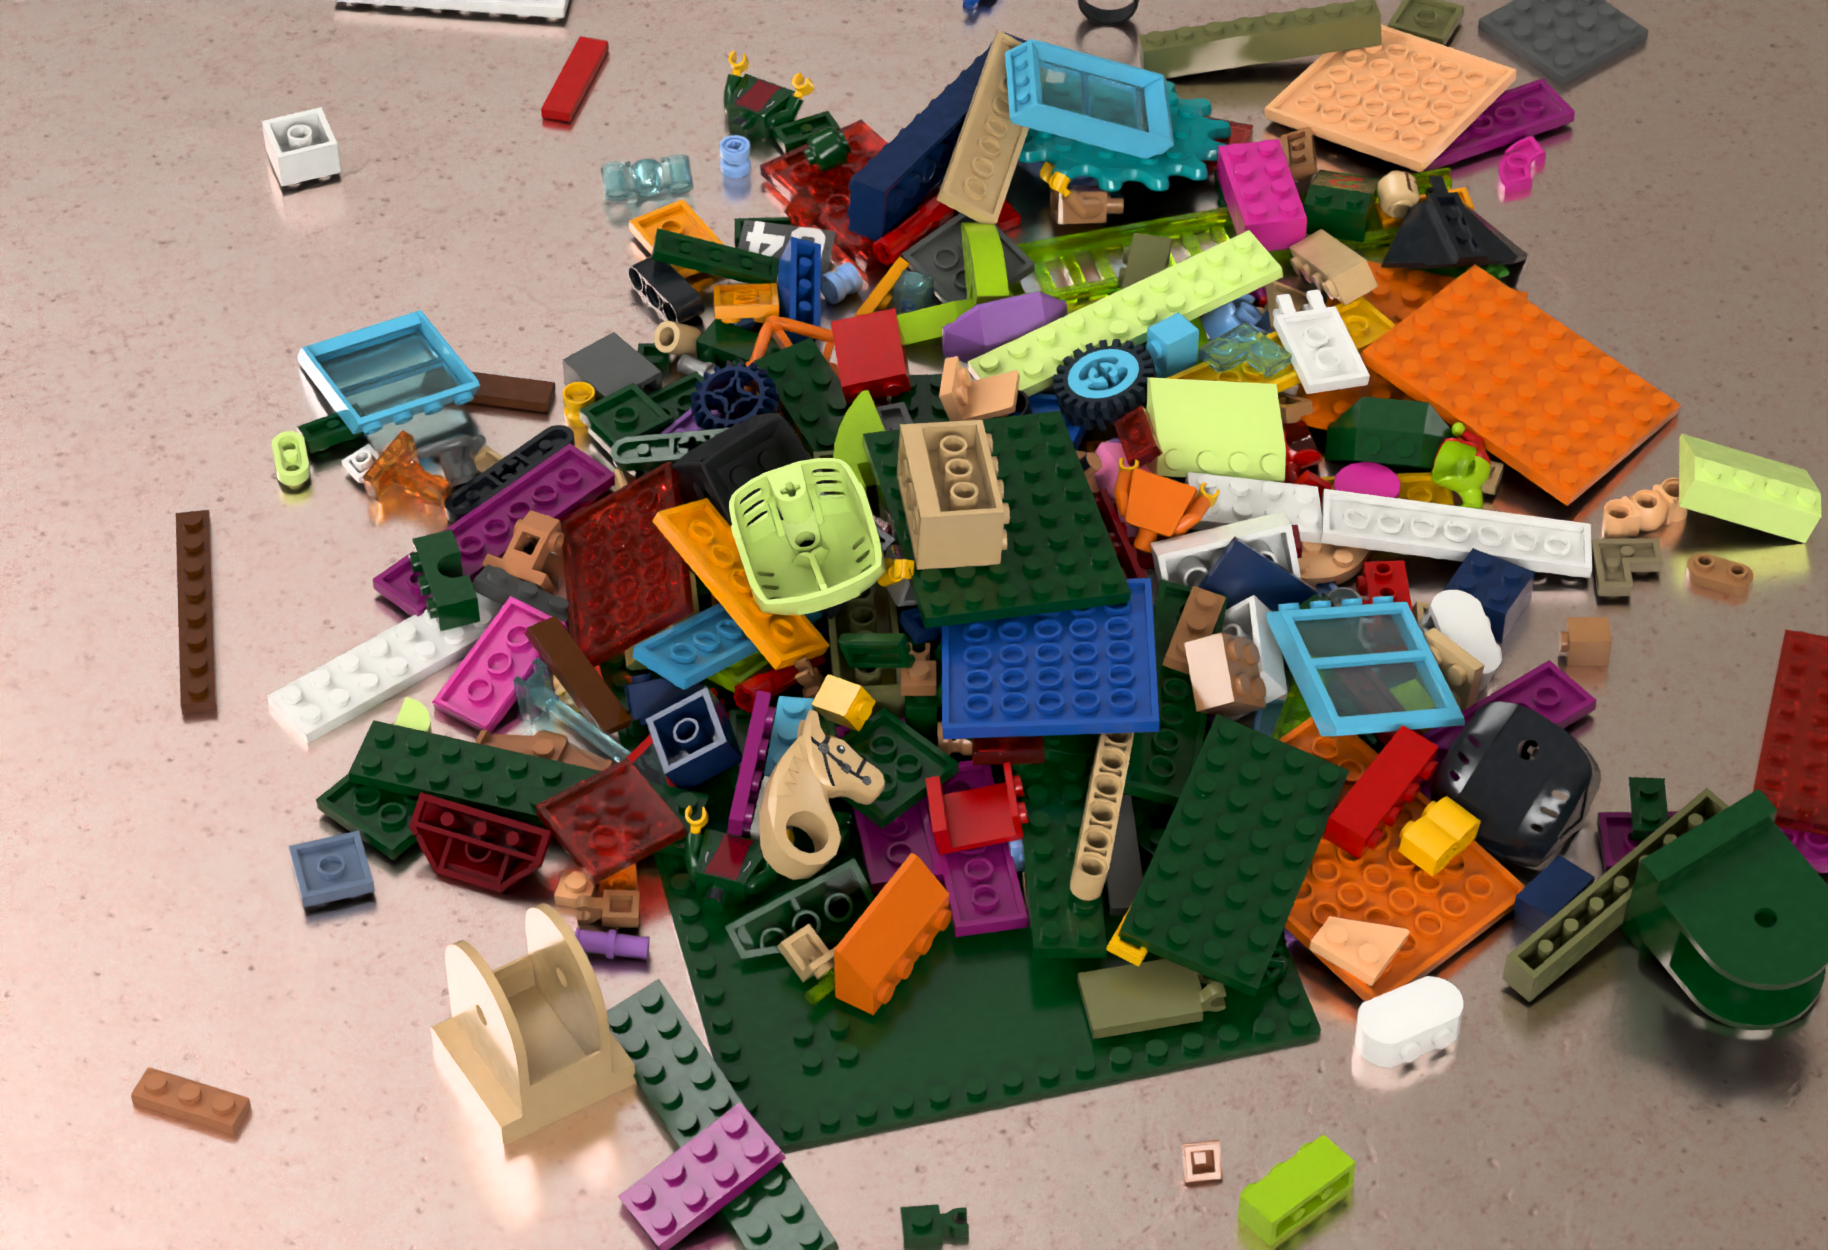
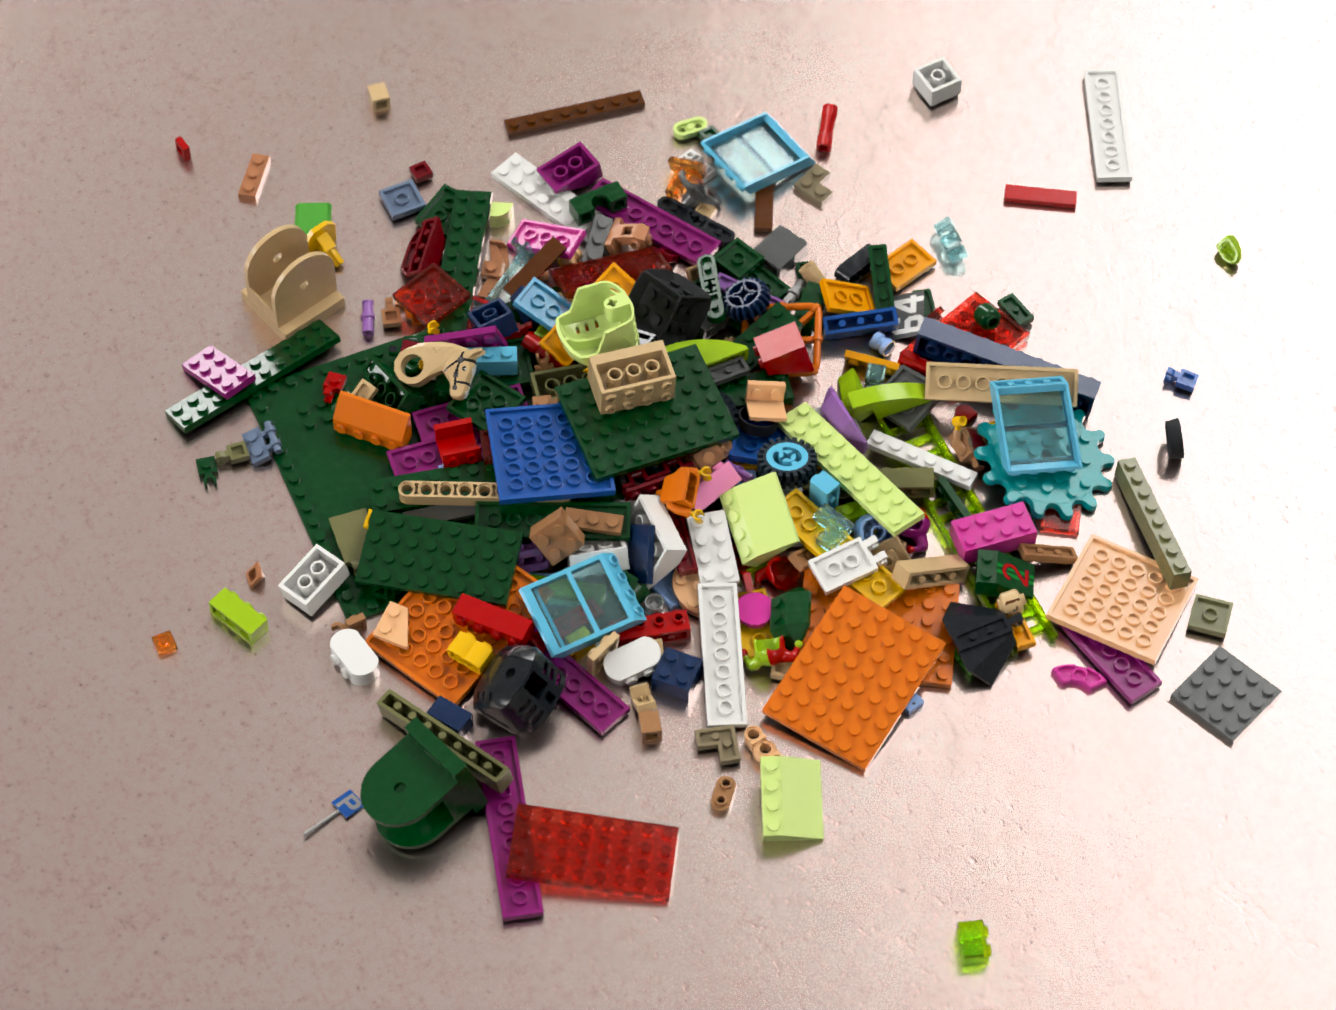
camera: 80 degrees right, 10 degrees up
(55, 881) = (378, 97): none -> tan brick
(80, 1208) = (182, 148): none -> red tile
(270, 835) = (421, 172): none -> dark red plate
(330, 287) = (828, 120): none -> red axle
(341, 1016) = (312, 214): none -> bright green tile
(346, 610) = (571, 169): none -> magenta slope
(412, 988) = (322, 239): none -> yellow piece
(470, 331) = (811, 185): none -> dark tan plate
(575, 397) = (754, 237): yellow wheel -> none
(734, 156) = (982, 279): light blue wheel -> none
(759, 105) = (1032, 280): dark green torso -> none
(770, 999) = (333, 384): none -> red plate
(843, 703) = (515, 374): yellow brick -> none
(876, 650) = (548, 379): dark green tile -> none
(888, 1137) = (257, 446): none -> sand blue plate
(902, 1172) = (234, 452): none -> olive plate
(1102, 255) = (919, 458): none -> white plate
(1138, 437) = (734, 478): clear red plate -> none
(1197, 234) = (951, 499): none -> dark green plate
(1240, 1056) = (314, 579): none -> white brick
(1336, 1017) = (355, 622): none -> medium nougat plate
(1535, 644) = (642, 698): none -> tan bracket
(1646, 806) = (518, 756): dark green plate -> none
(1722, 1066) = (346, 804): none -> piece

